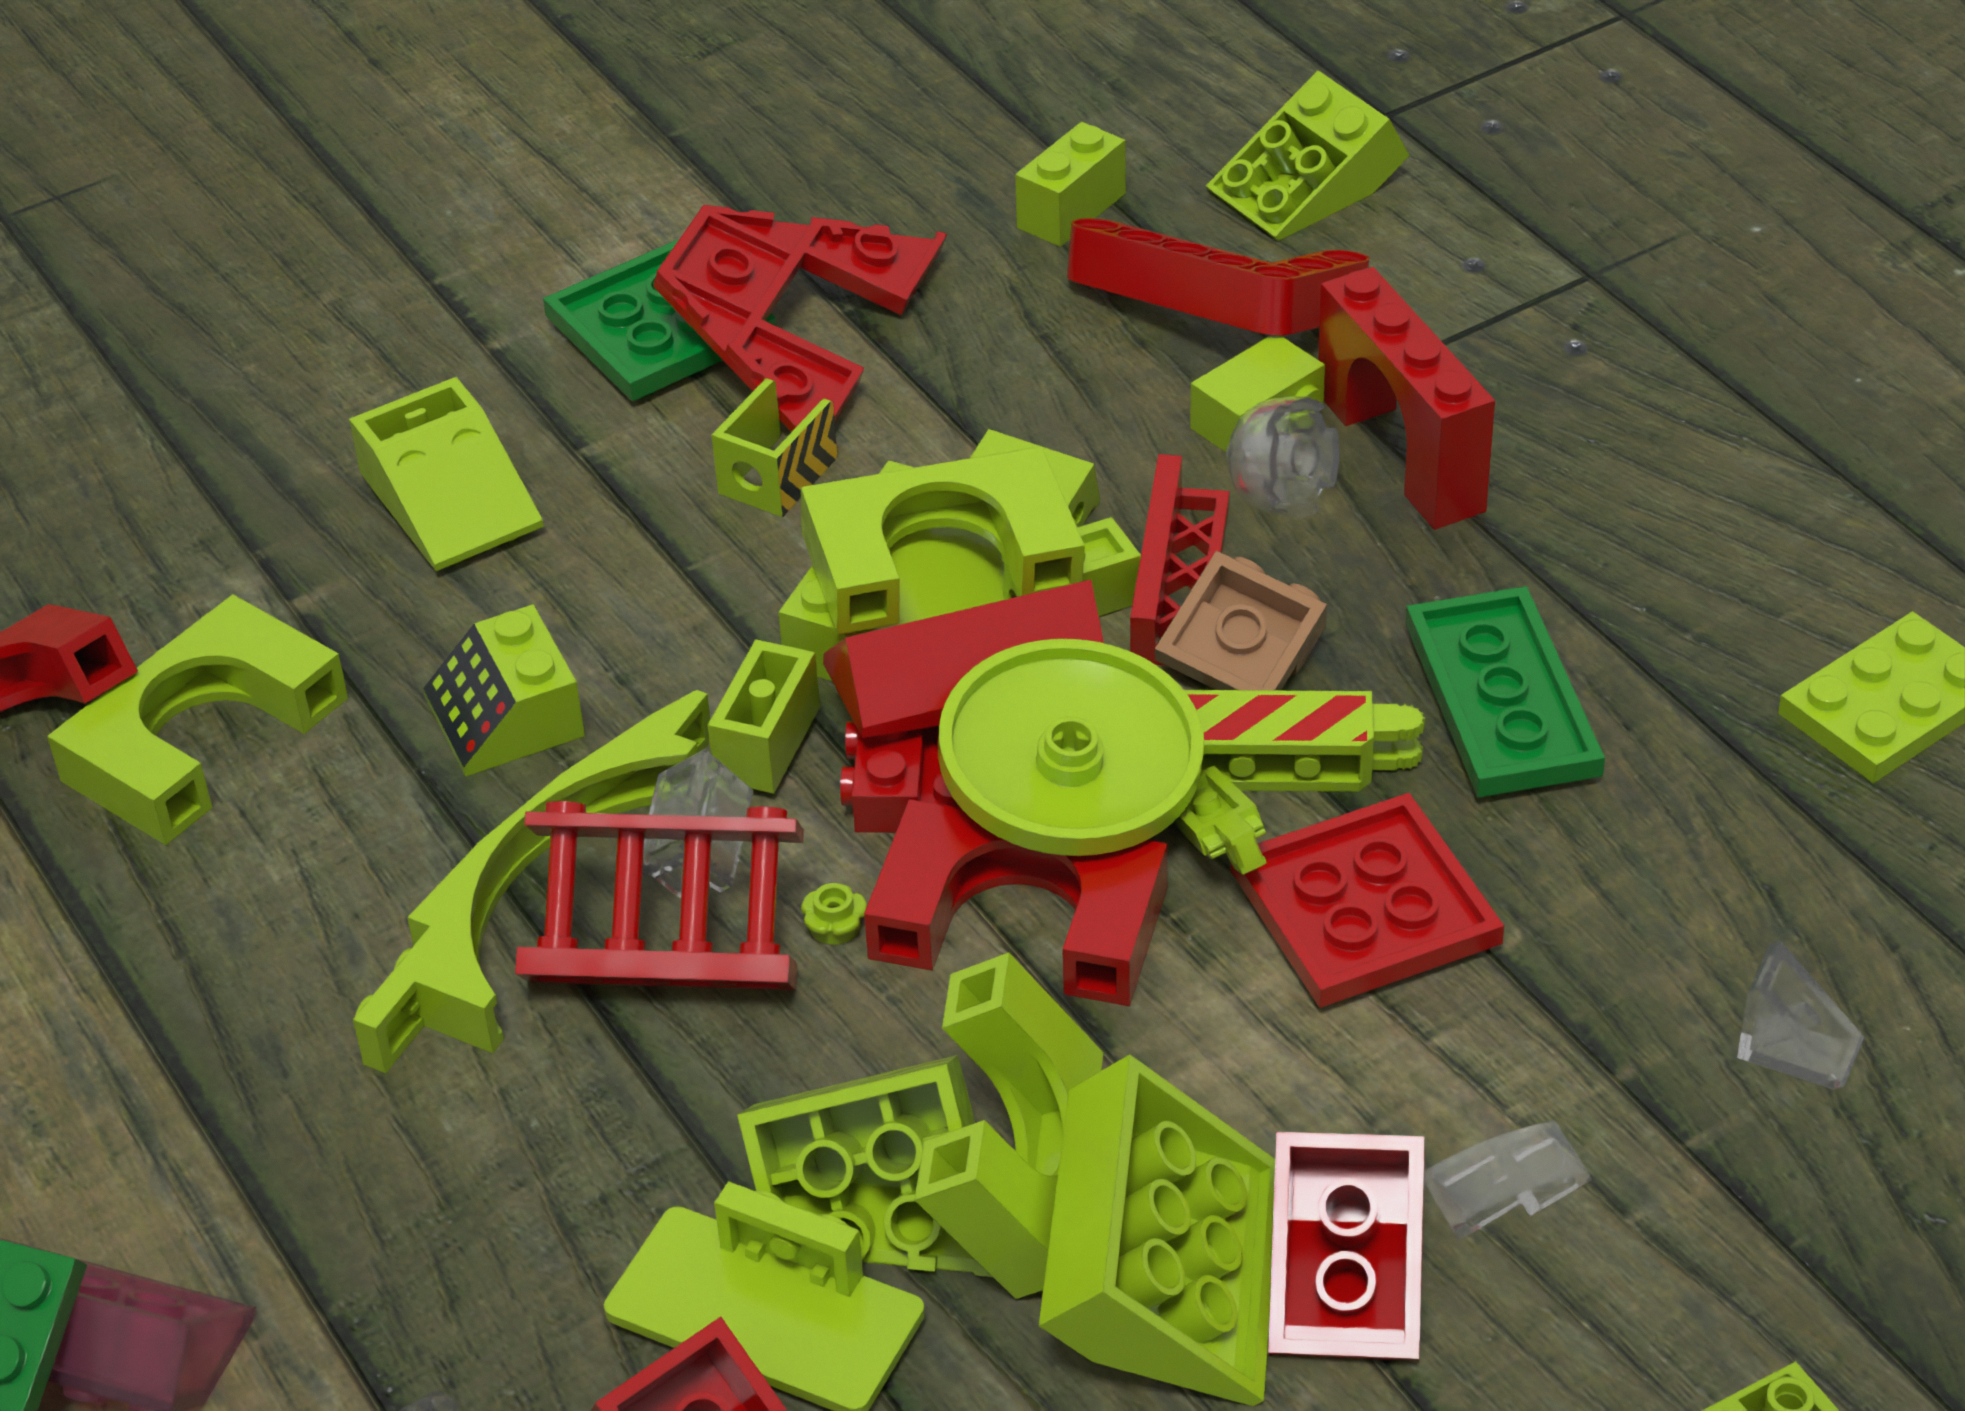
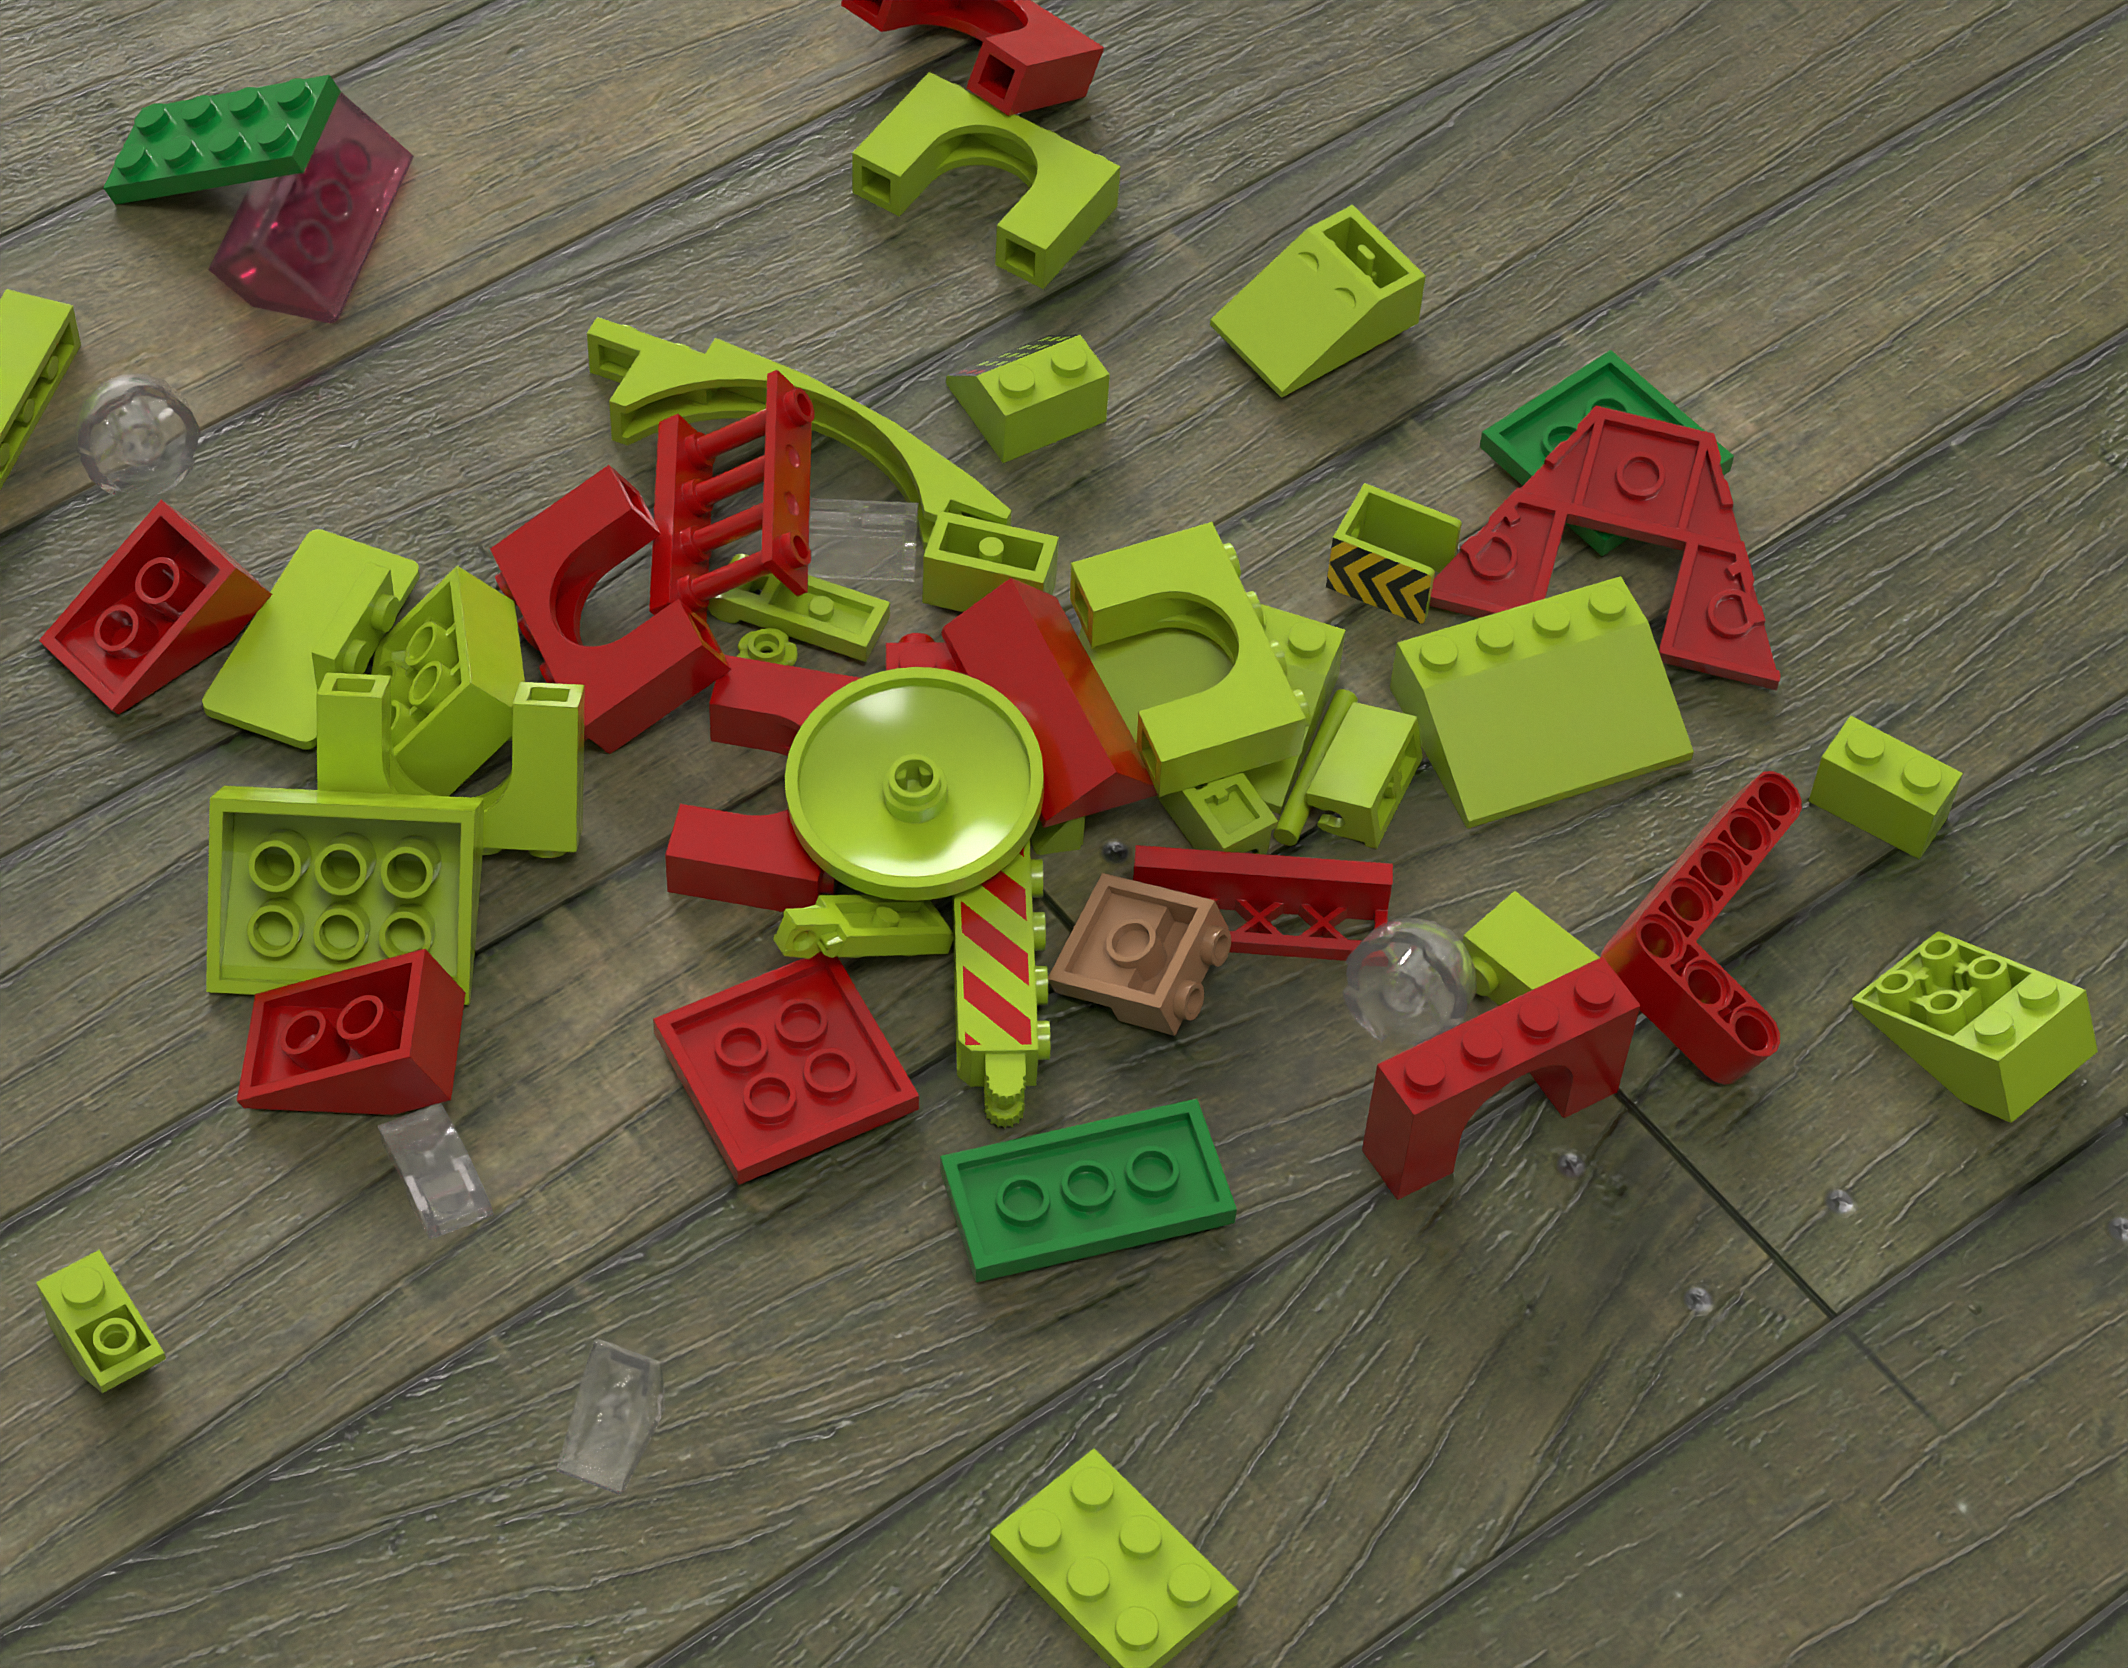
camera: 80 degrees right, 10 degrees up
(718, 1073) = (550, 573): none -> red arch
(798, 872) = (824, 616): none -> lime plate
(950, 369) = (1541, 701): none -> lime slope

